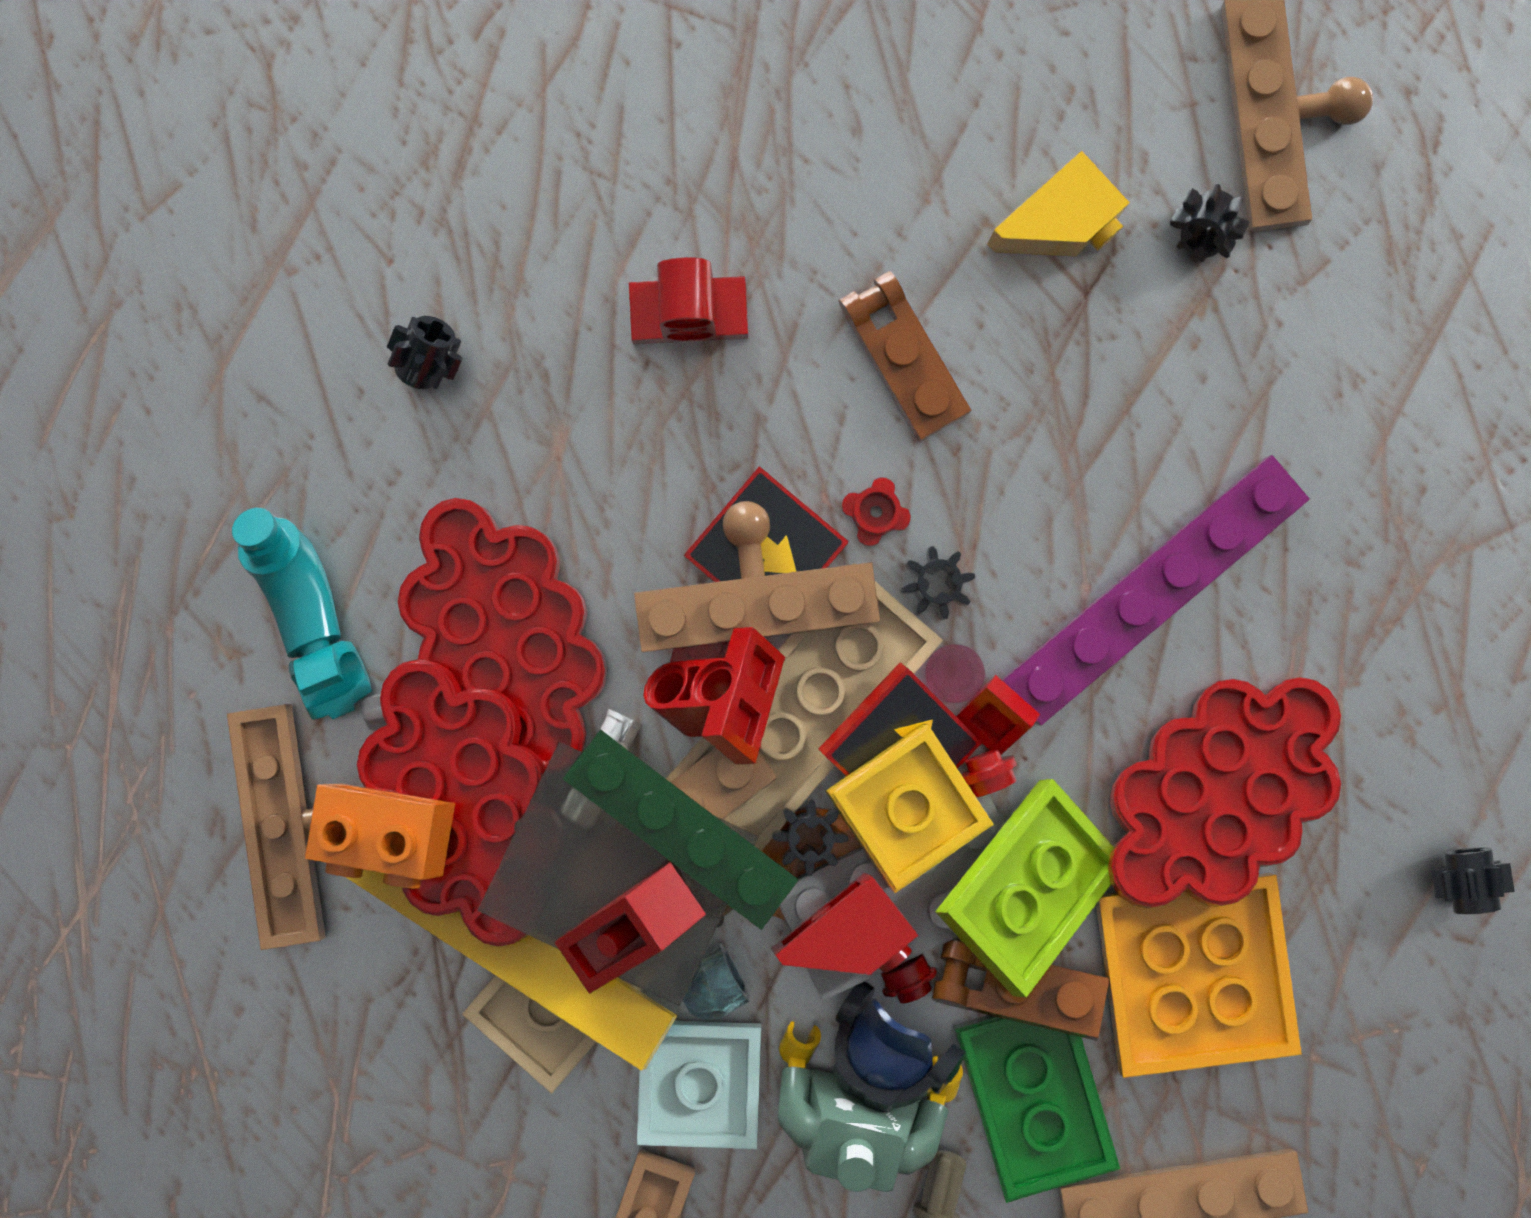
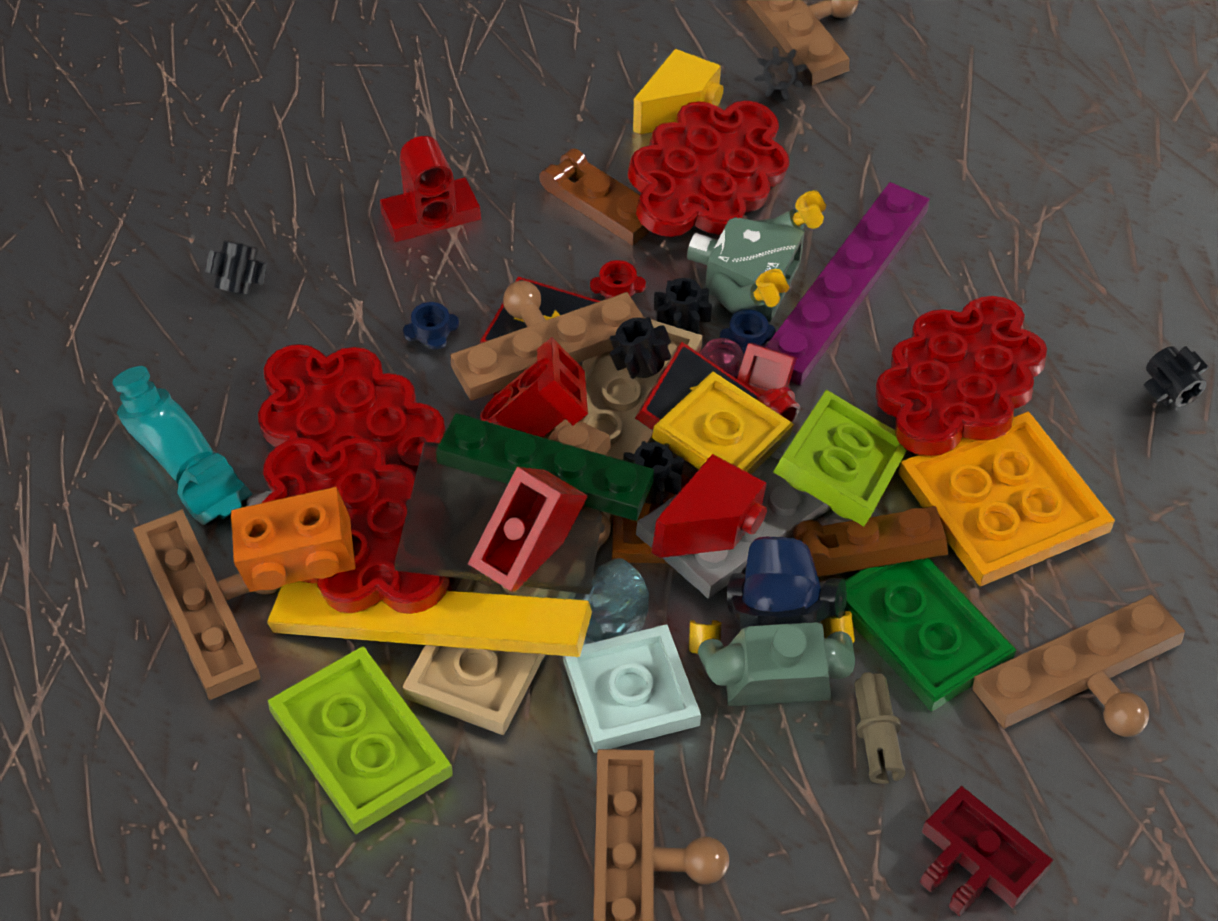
camera: 20 degrees left, 35 degrees down
(405, 1052) = (360, 739): none -> lime plate
(634, 524) = (431, 325): none -> dark blue plate
(866, 651) = (640, 347): none -> black gear
(1019, 642) = (748, 327): none -> dark blue plate
(1050, 543) = (757, 258): none -> sand green torso
(1053, 361) = (707, 167): none -> red plate

